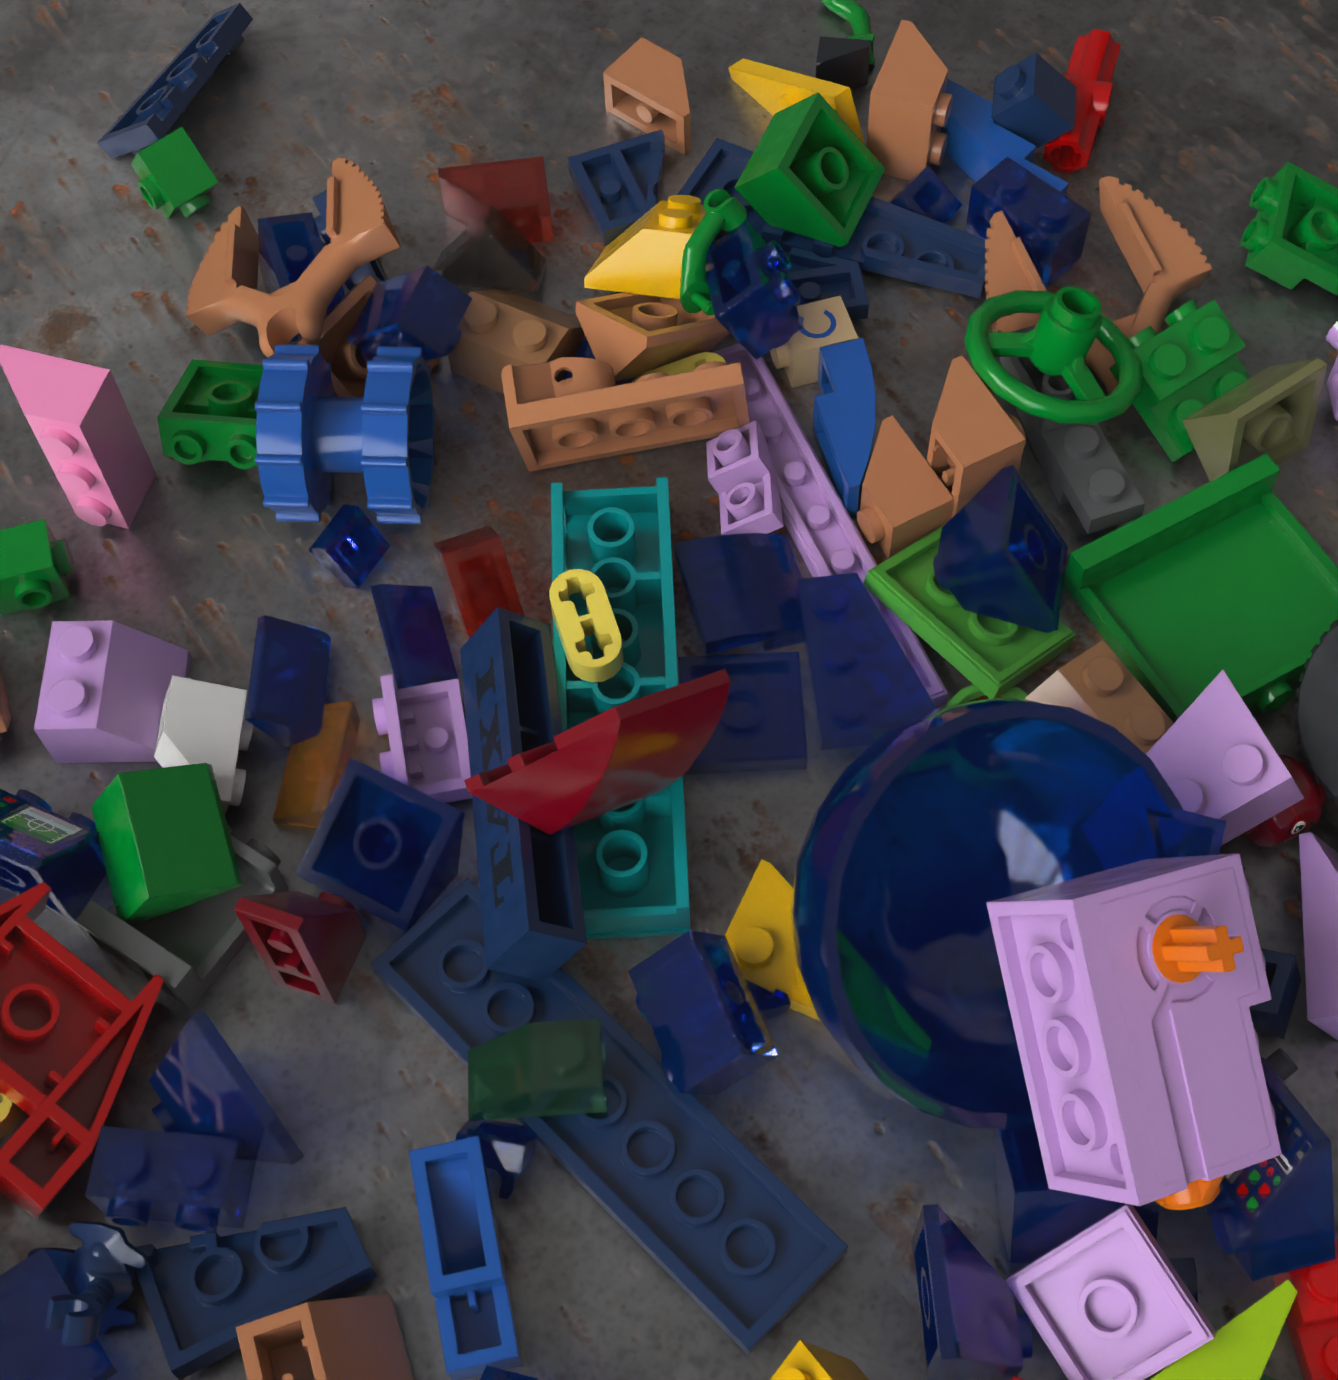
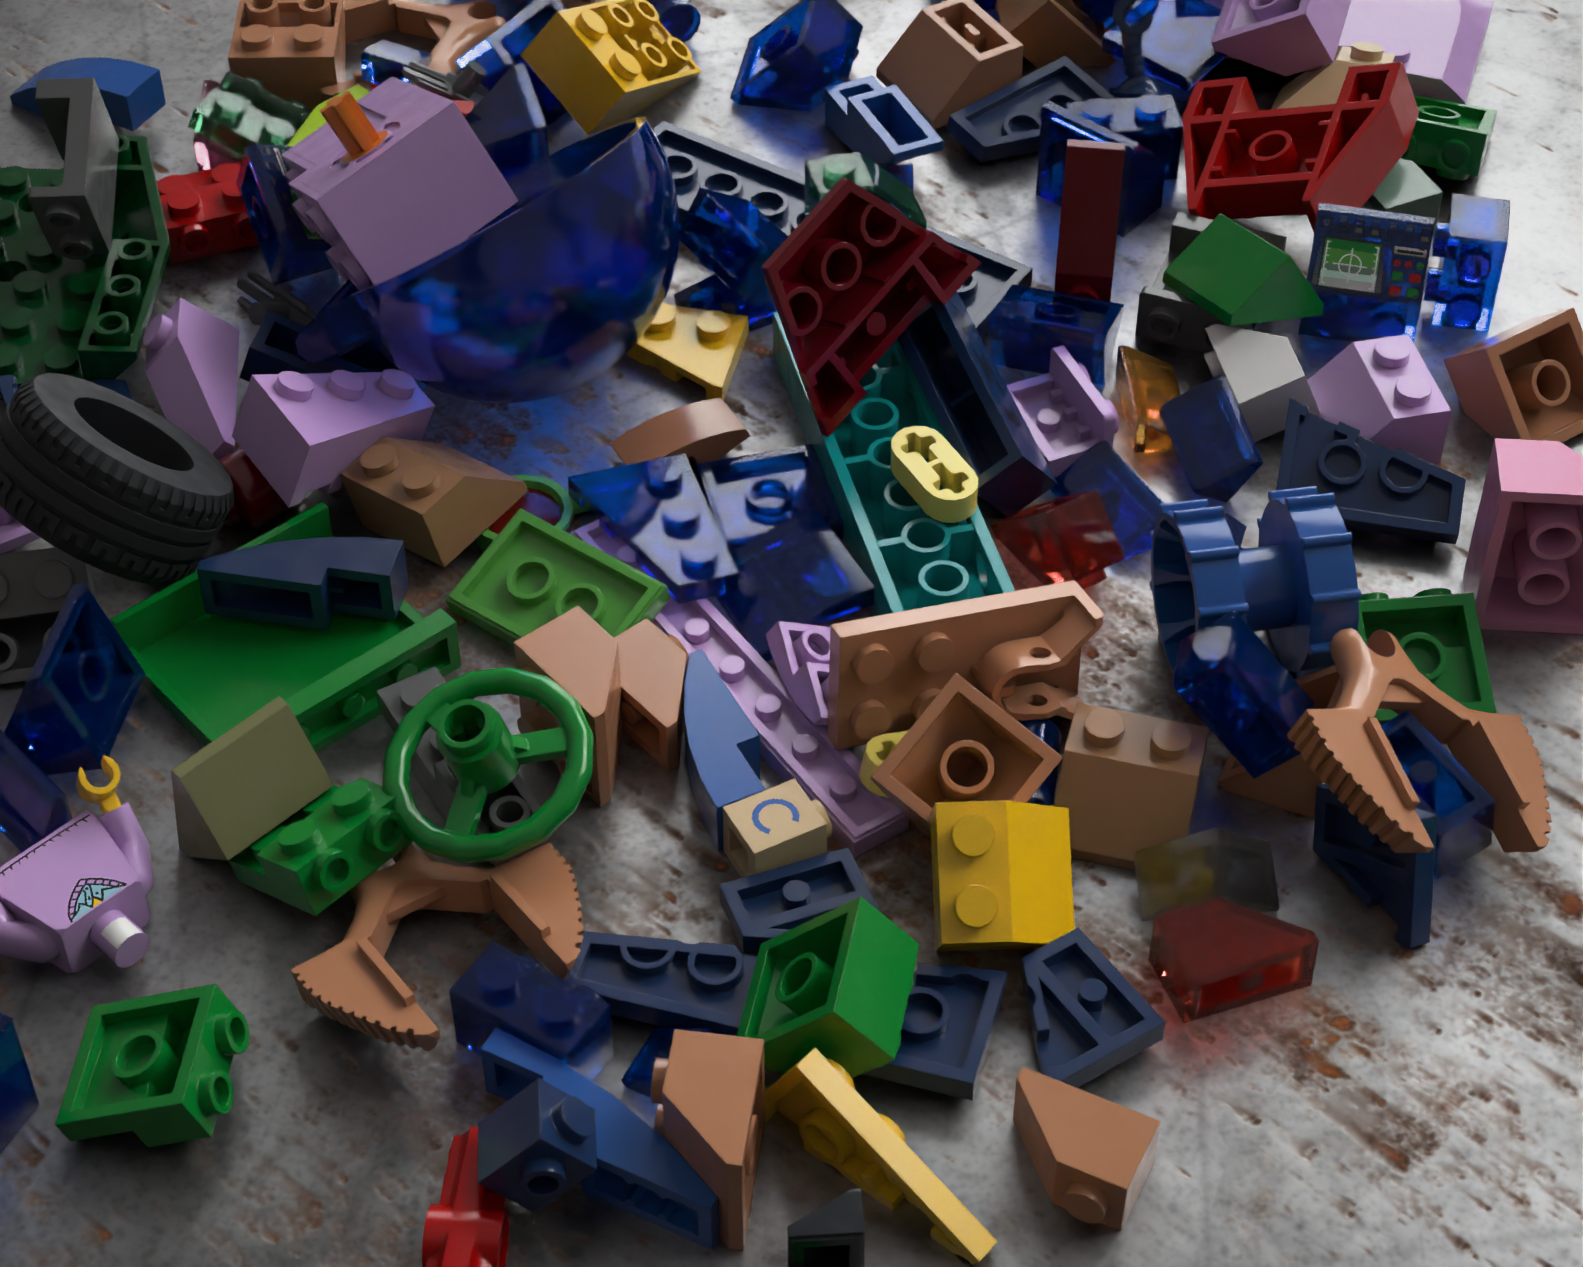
camera: 165 degrees right, 15 degrees down
(174, 602) = (1371, 484): none -> dark blue wing
(721, 213) = (917, 808): green piece -> none
(752, 290) = (857, 783): clear blue brick -> none
(795, 785) = (697, 429): none -> nougat slope
(1004, 556) = (521, 590): clear blue slope -> none
(1214, 631) = (307, 580): none -> slope

